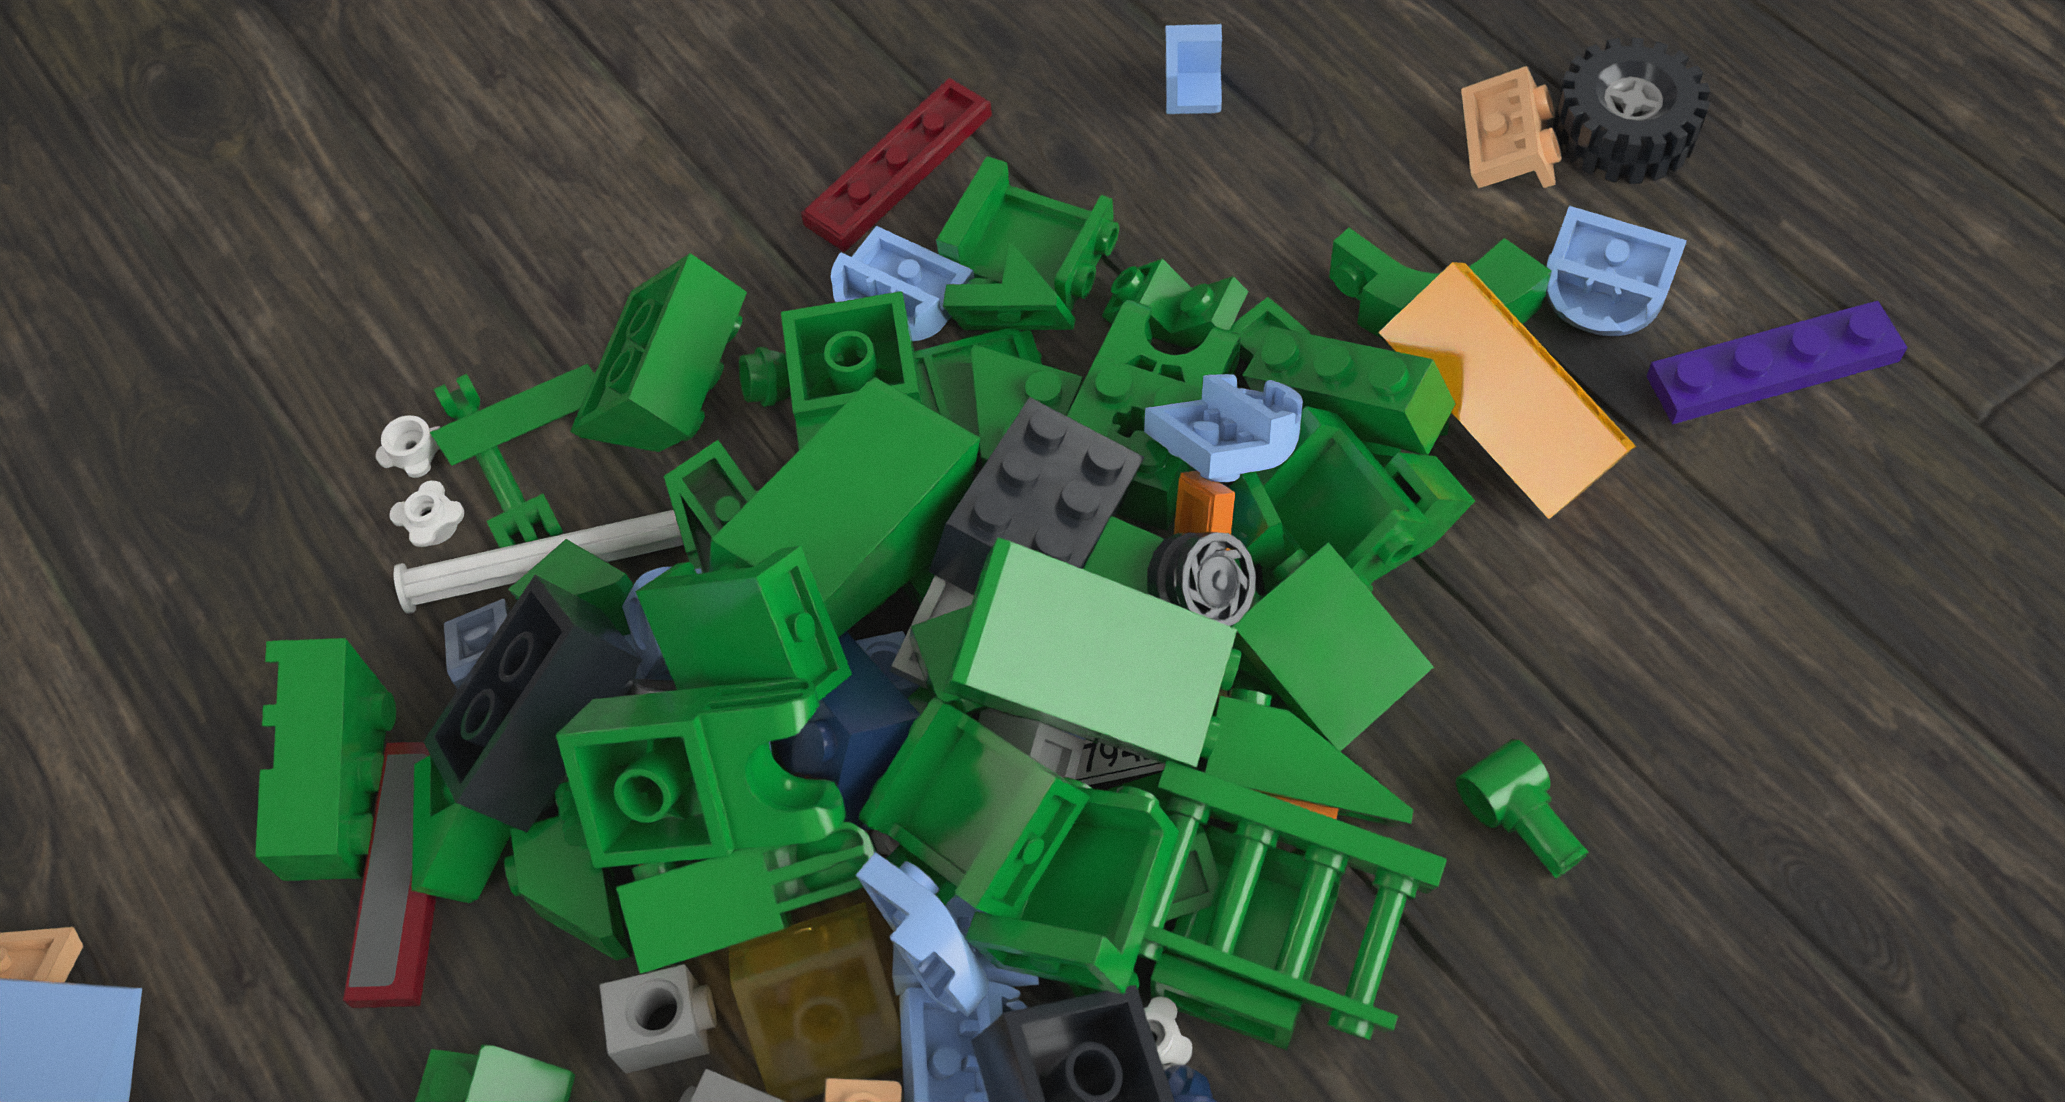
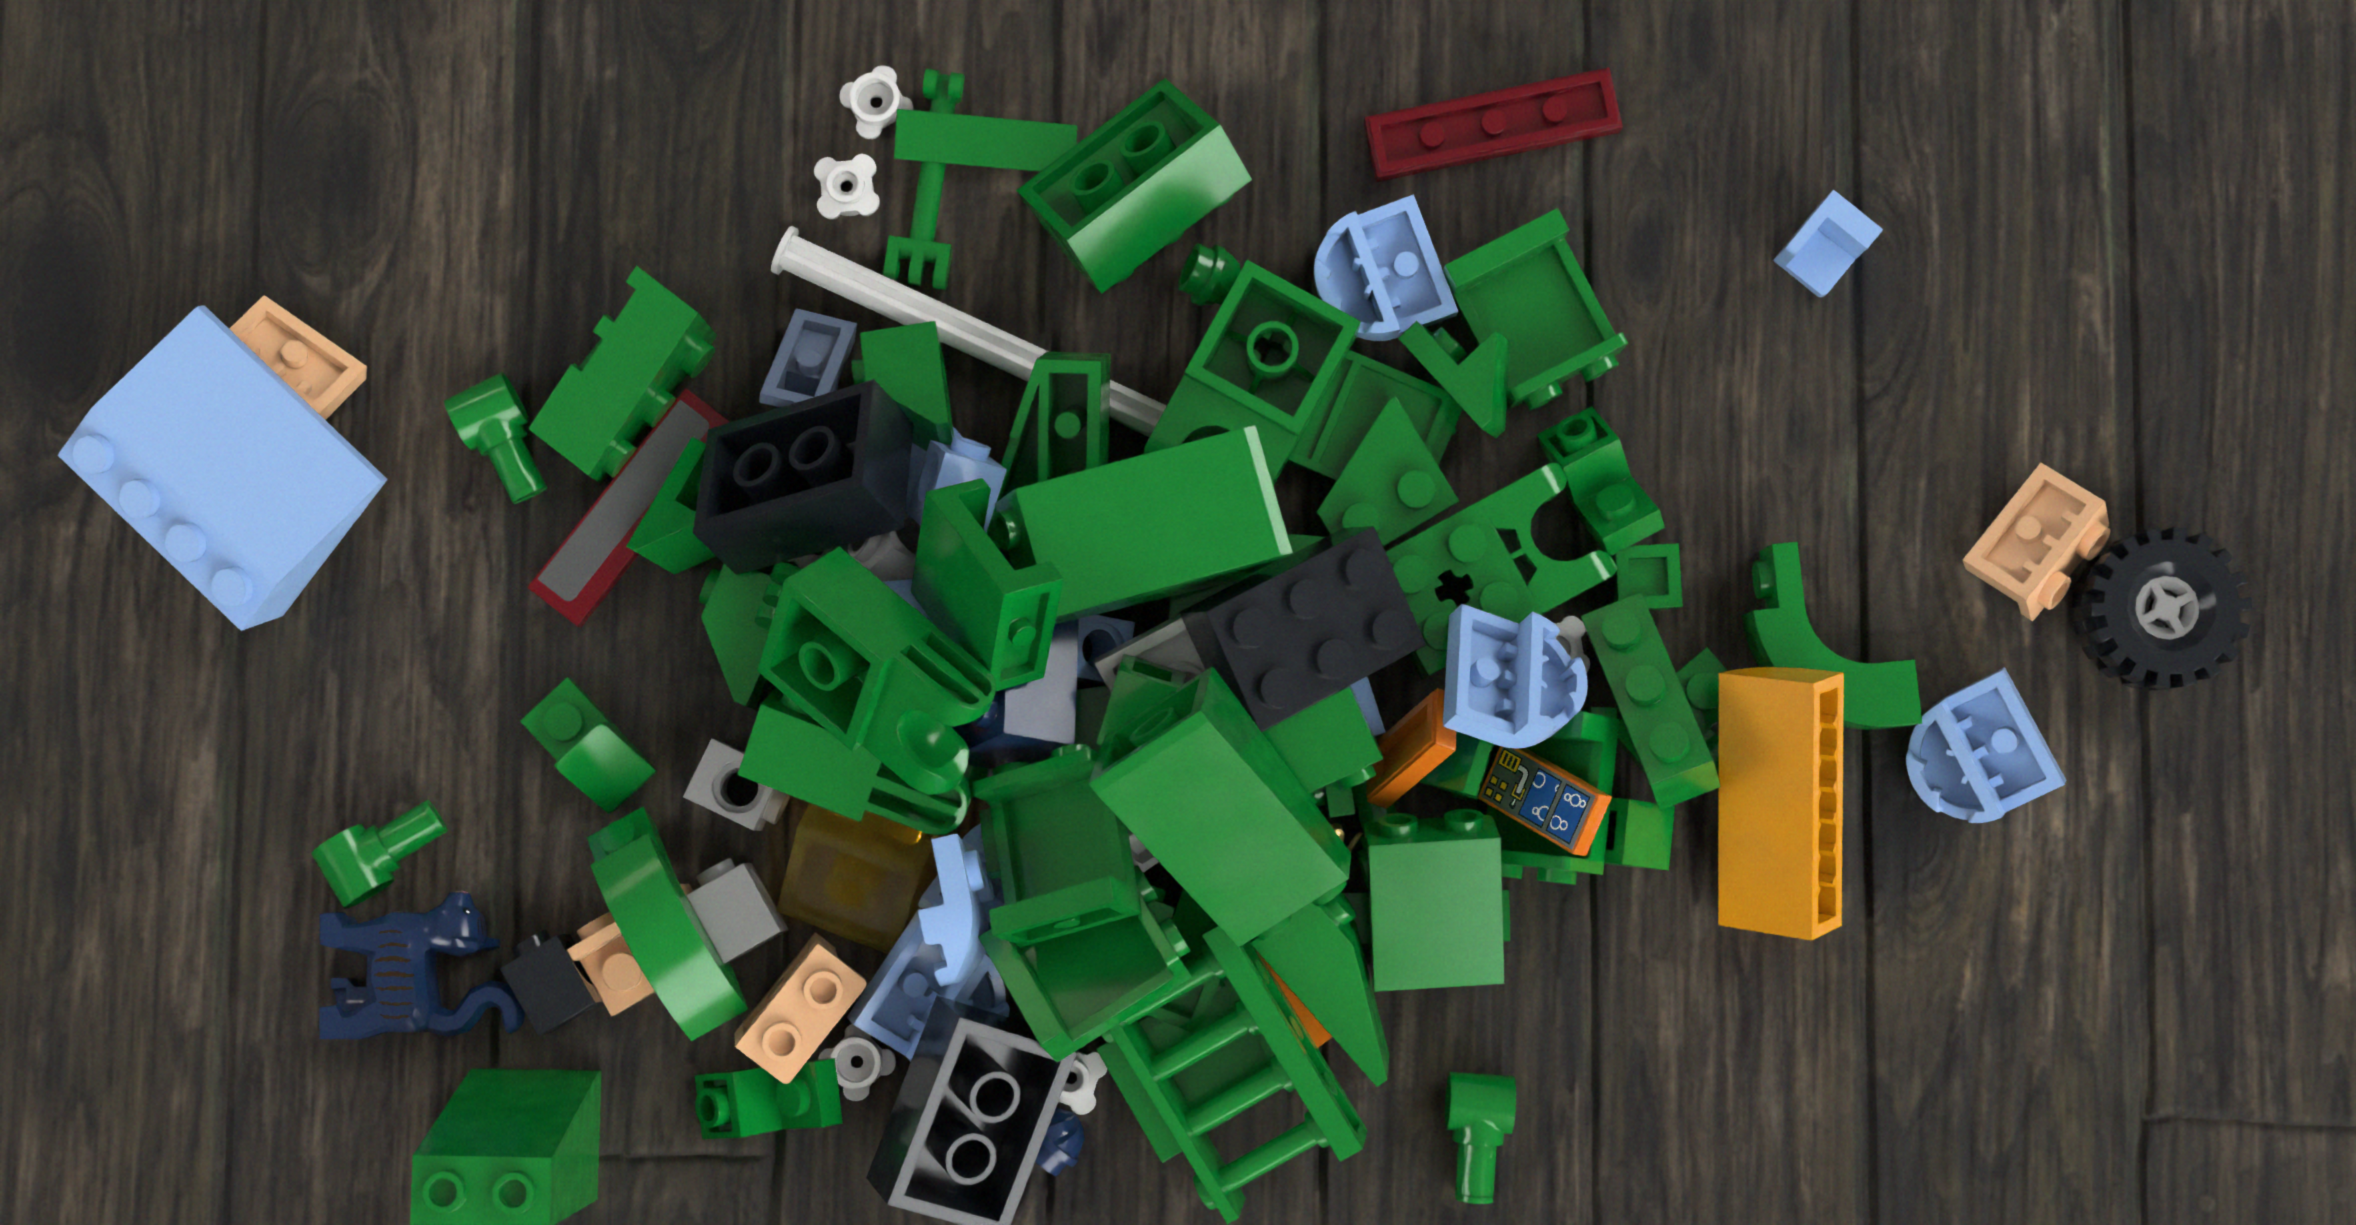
camera: 30 degrees right, 25 degrees up
(226, 888) = (492, 421): none -> green pin
(1203, 576) = (1369, 798): black wheel -> none
(1337, 503) = (1545, 798): none -> tile
(1775, 362) = (2038, 938): dark purple plate -> none

